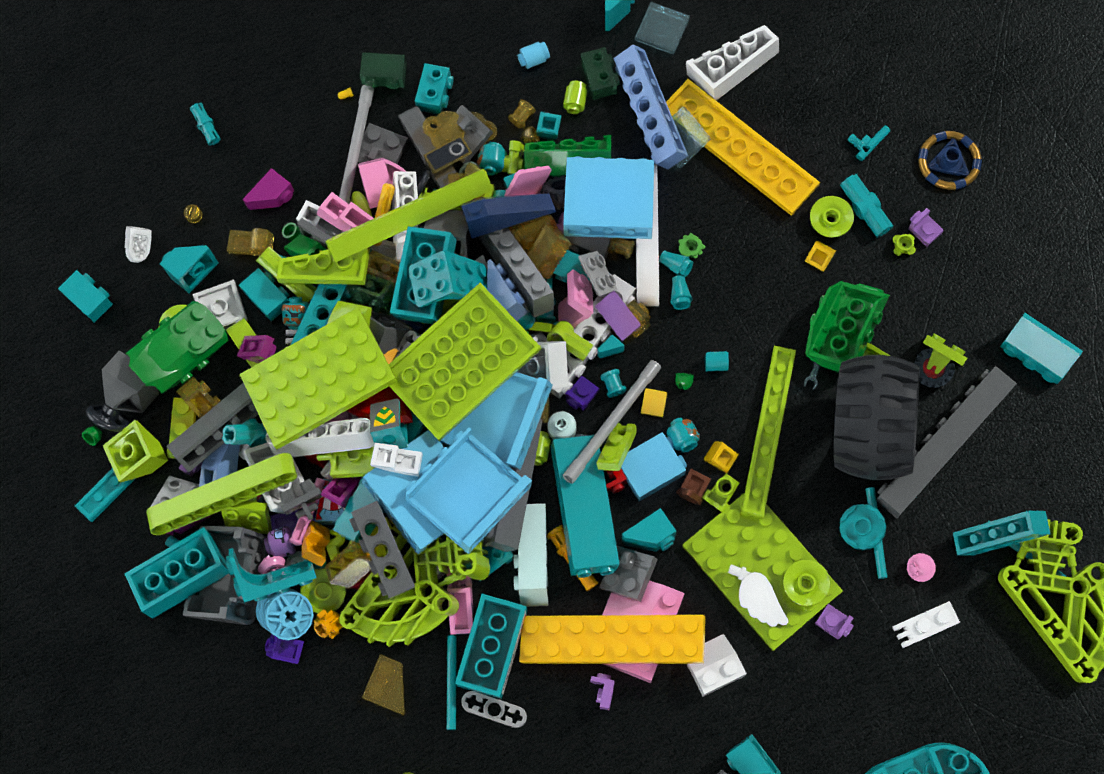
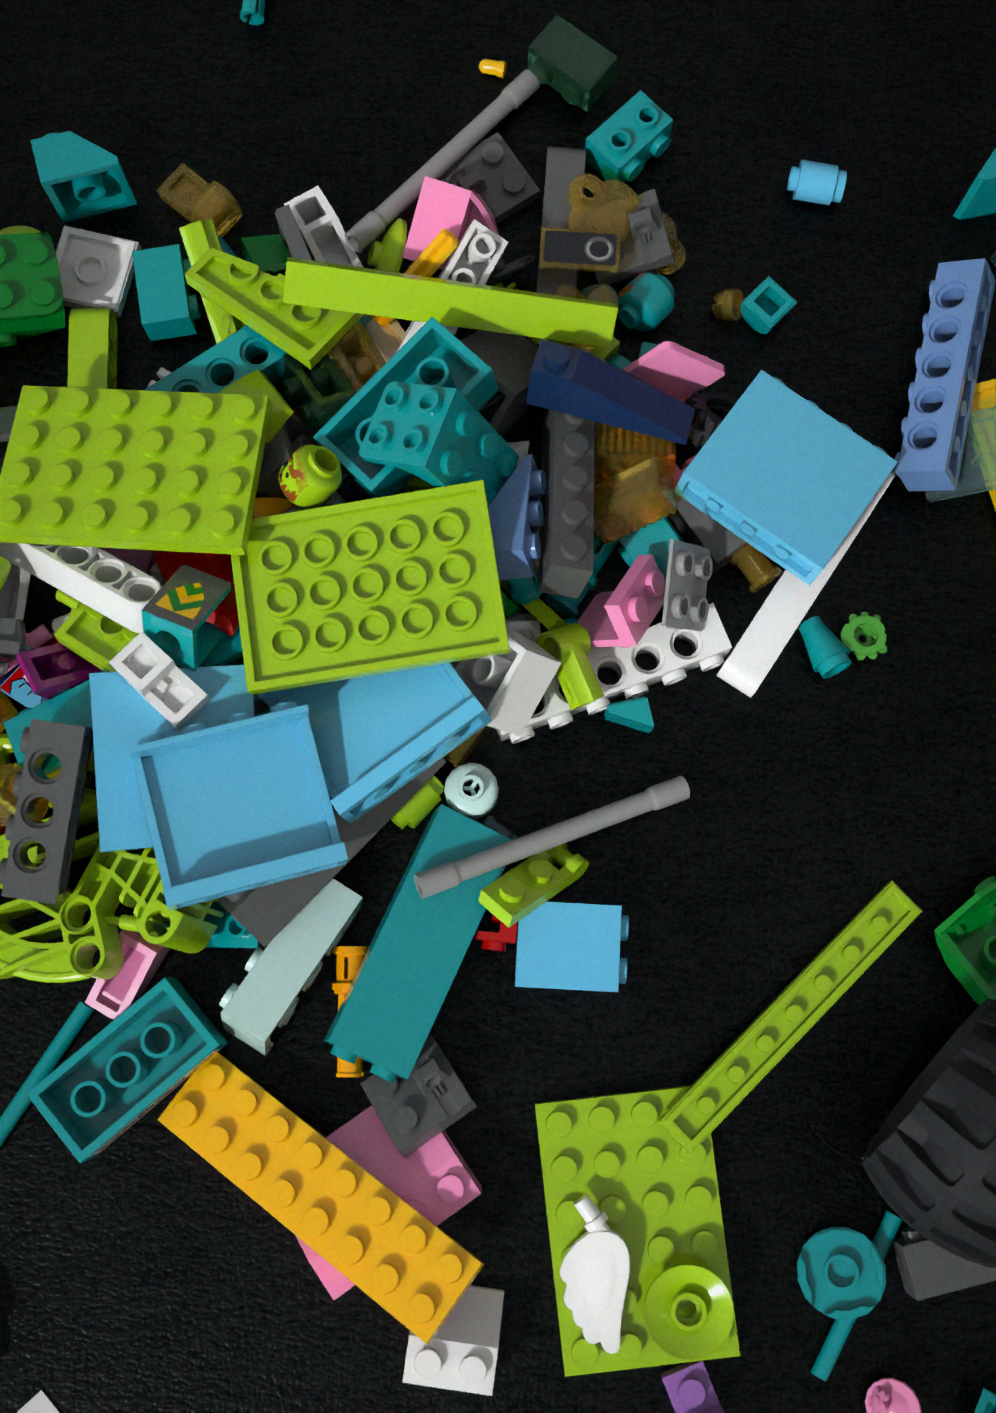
camera: 25 degrees right, 5 degrees up
(137, 243) = (35, 97): white rock -> none
(196, 213) = (148, 106): clear yellow hinge -> none
(257, 348) = (91, 365): magenta slope -> none
(269, 192) = (277, 142): magenta slope -> none
(293, 228) = (264, 219): green hinge -> none
(294, 312) = (187, 343): head -> none
(341, 214) = (351, 234): bright pink slope -> none
(401, 330) = (310, 476): none -> lime head
(479, 698) = (79, 1200): light grey beam -> none
(514, 161) = (679, 325): lime plate -> none
(521, 114) = (738, 262): clear yellow bush -> none
(555, 155) = (745, 357): green wedge -> none
(575, 97) = (838, 288): lime brick -> none
(581, 393) = (538, 757): dark purple bracket -> none
(599, 73) = (900, 274): clear green brick -> none
(604, 695) = (253, 1264): medium lavender bracket -> none
(613, 383) = (598, 773): teal bush -> none
(618, 315) = (674, 673): medium lavender slope -> none
(641, 315) = (701, 696): clear yellow plate -> none
(651, 533) = (495, 1058): teal slope -> none
(654, 402) = (641, 846): yellow slope -> none
(680, 293) = (797, 701): teal cone -> none
(683, 434) = (652, 929): teal head -> none
(684, 380) = (712, 842): green hinge -> none
(694, 487) = (615, 1022): copper tile -> none
(716, 361) = (783, 846): teal brick -> none
(717, 496) = (642, 1064): lime plate -> none
(721, 456) = (690, 1001): yellow slope -> none
(813, 374) = (921, 970): clear light blue hand -> none

